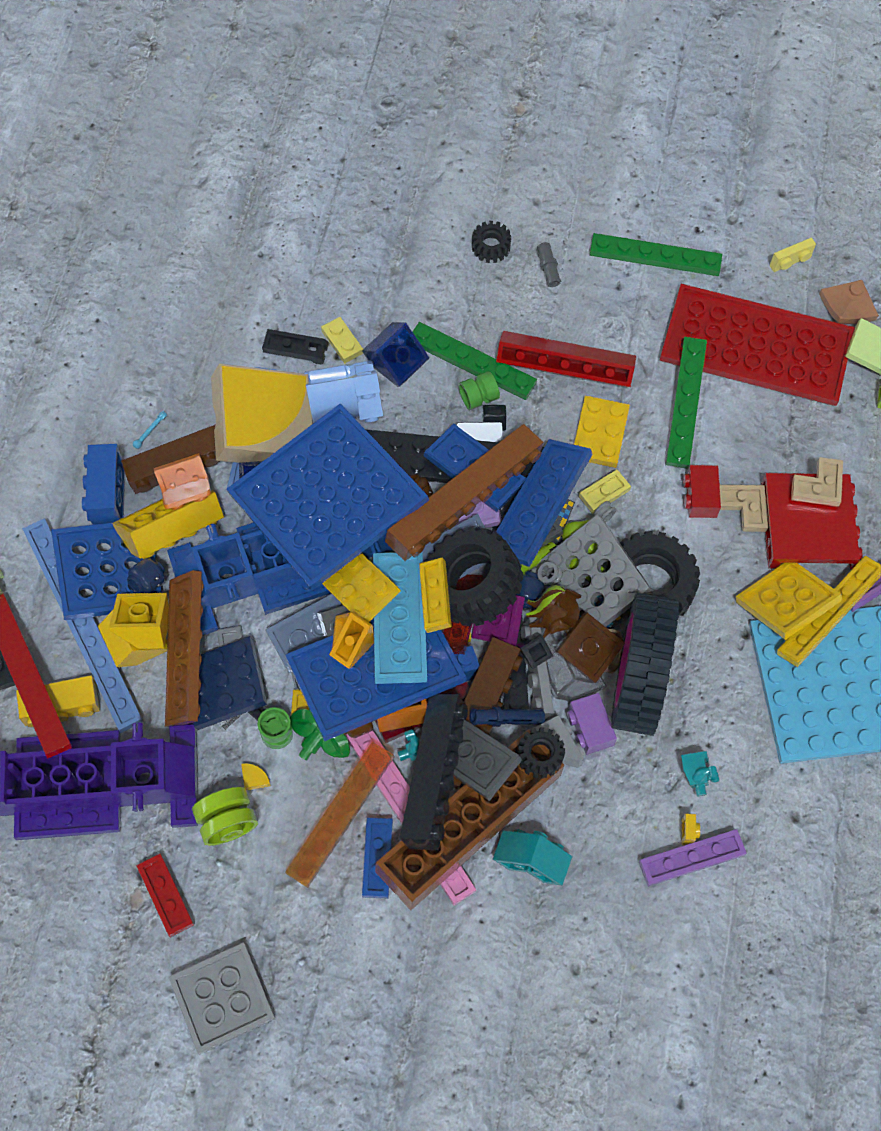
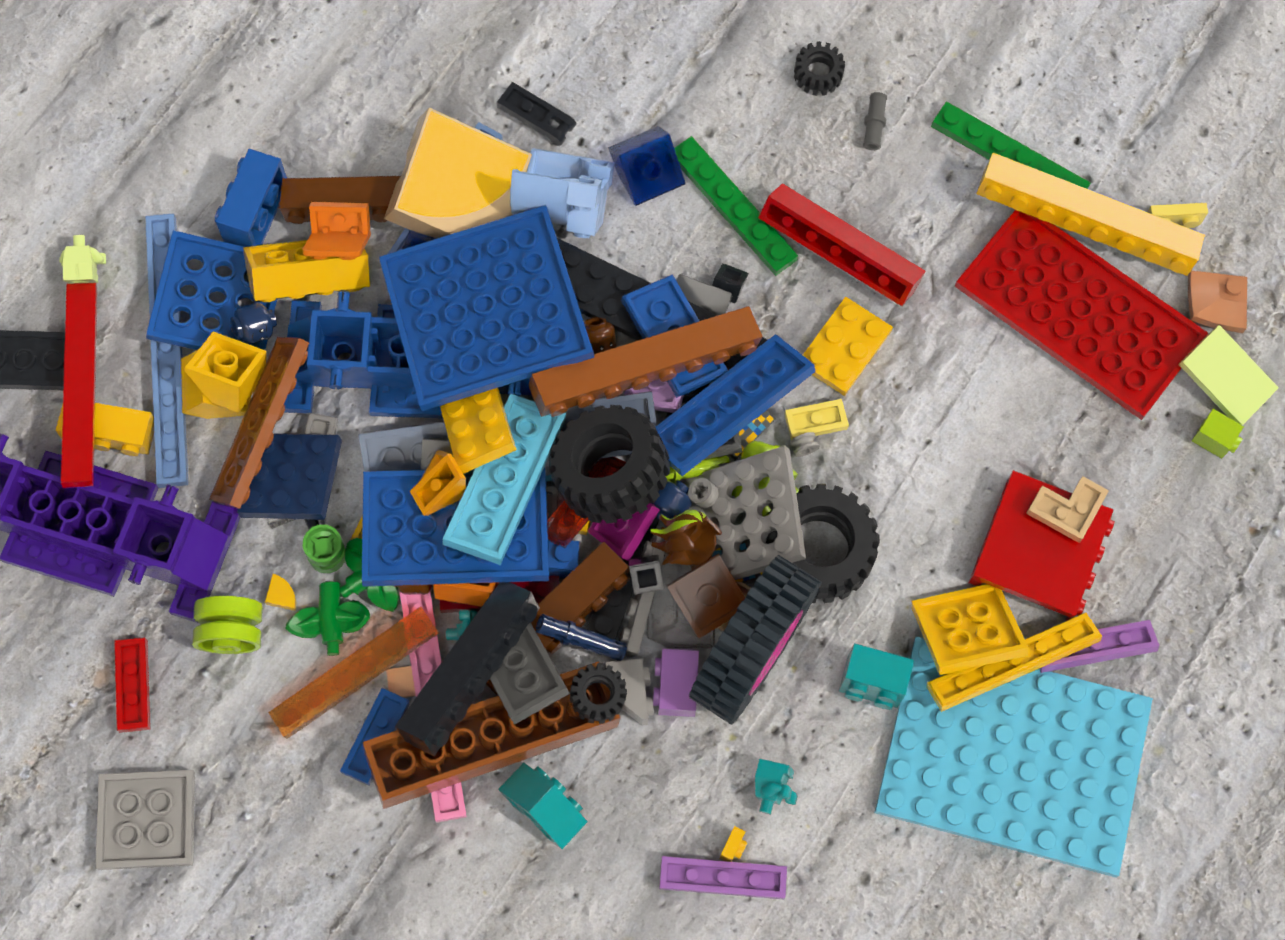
camera: 20 degrees right, 5 degrees up
(138, 443) = (312, 164): medium azure hinge -> none
(301, 780) = (329, 618): none -> green plant
(342, 340) = (593, 125): light yellow plate -> none
(378, 807) = (401, 681): none -> light nougat piece
(435, 595) = (553, 469): yellow tile -> none
(479, 390) = (723, 245): bright green wheel -> none
(686, 402) = (960, 349): green plate -> none
(702, 491) = (931, 462): red brick -> none
(734, 274) = (1090, 214): none -> yellow brick
(738, 660) = (876, 676): none -> teal brick
(750, 501) = (979, 492): tan plate -> none

